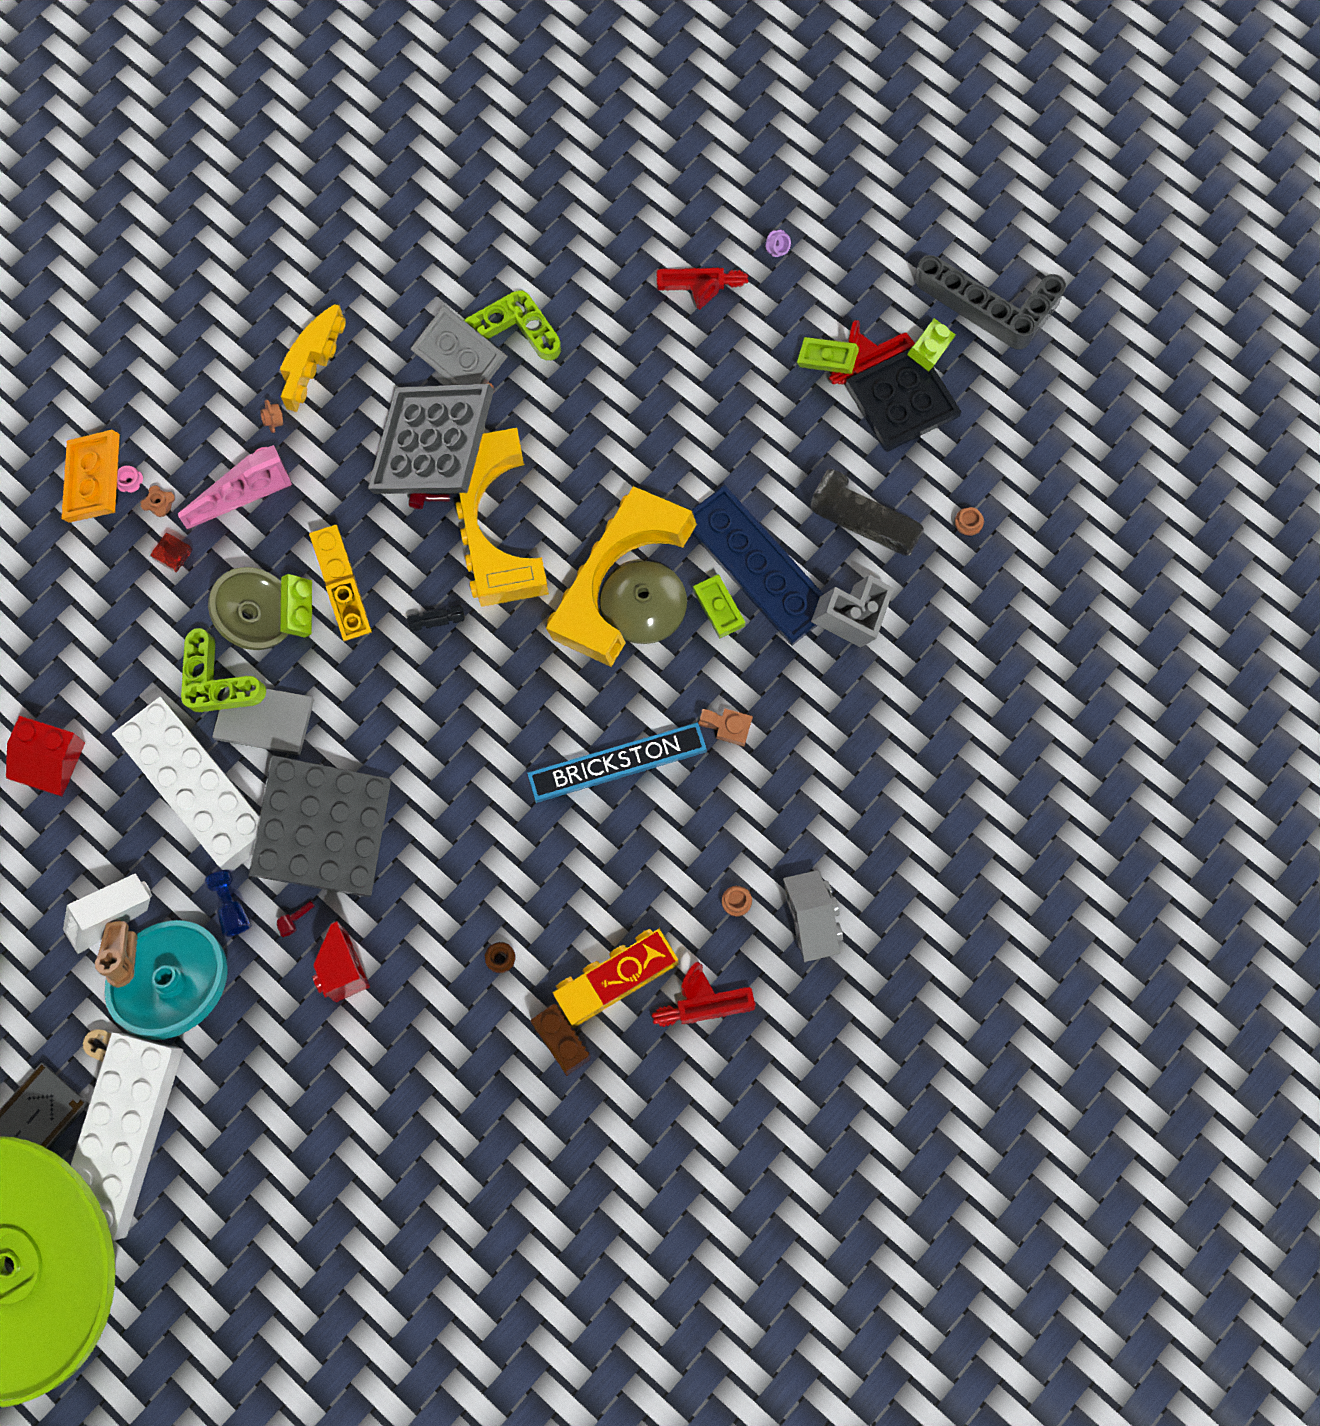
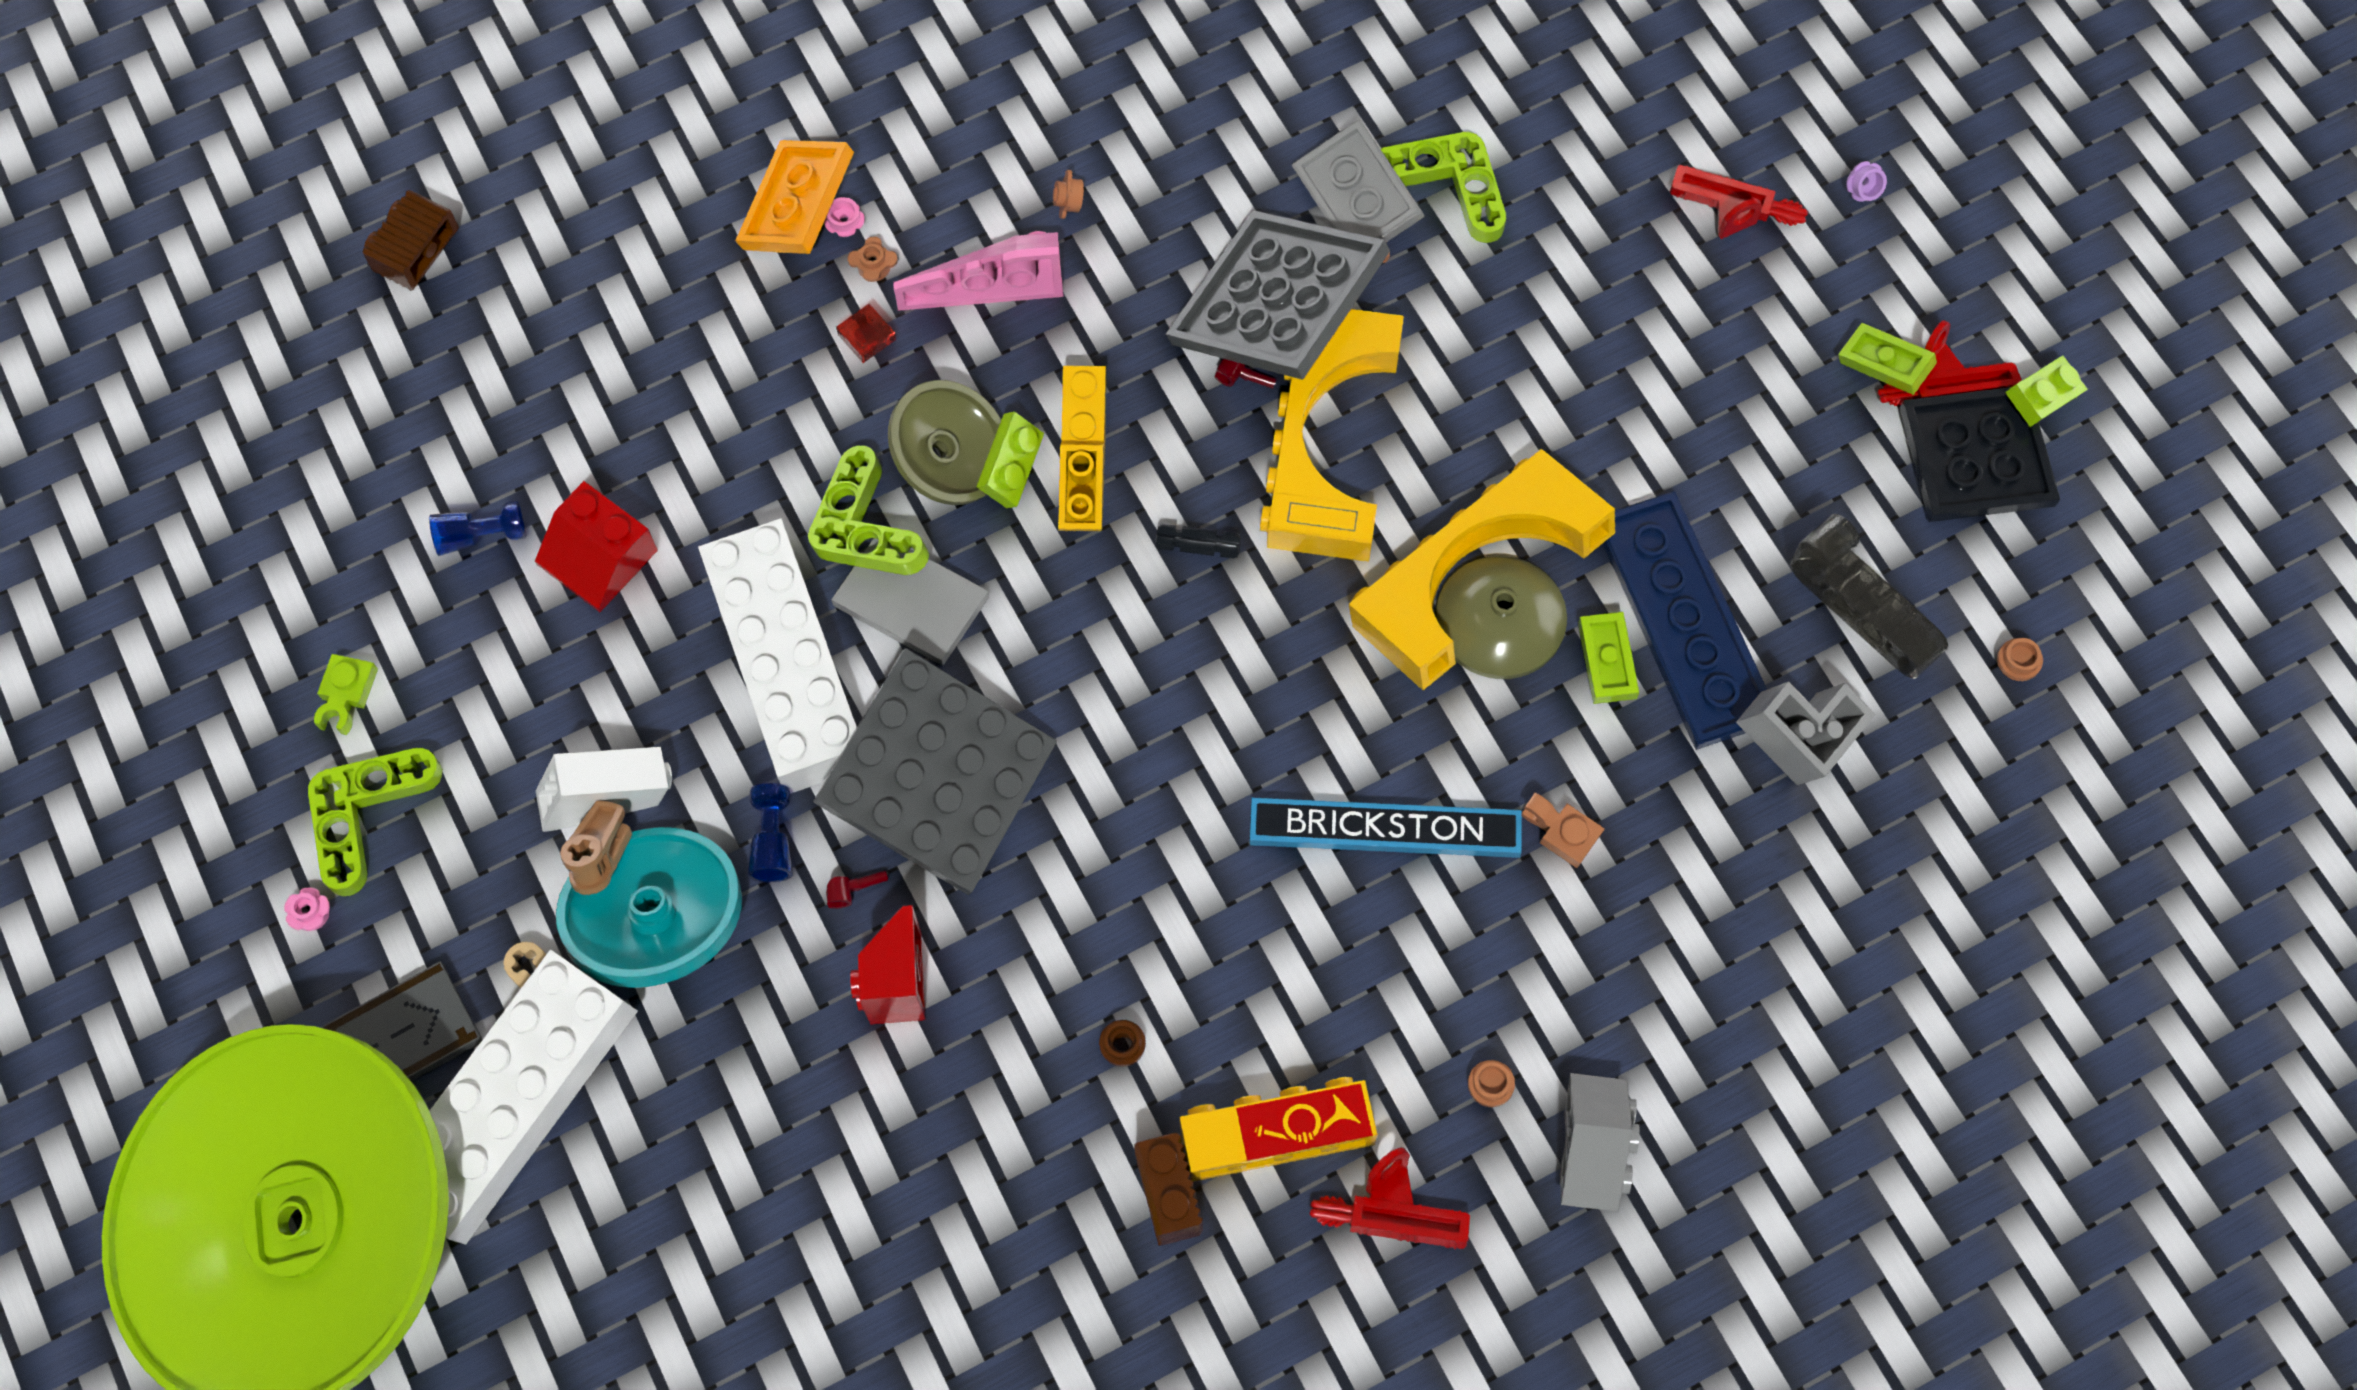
camera: 20 degrees right, 5 degrees down
(311, 348) = (1154, 121): yellow slope -> none
(989, 302) = (2154, 361): dark grey beam -> none

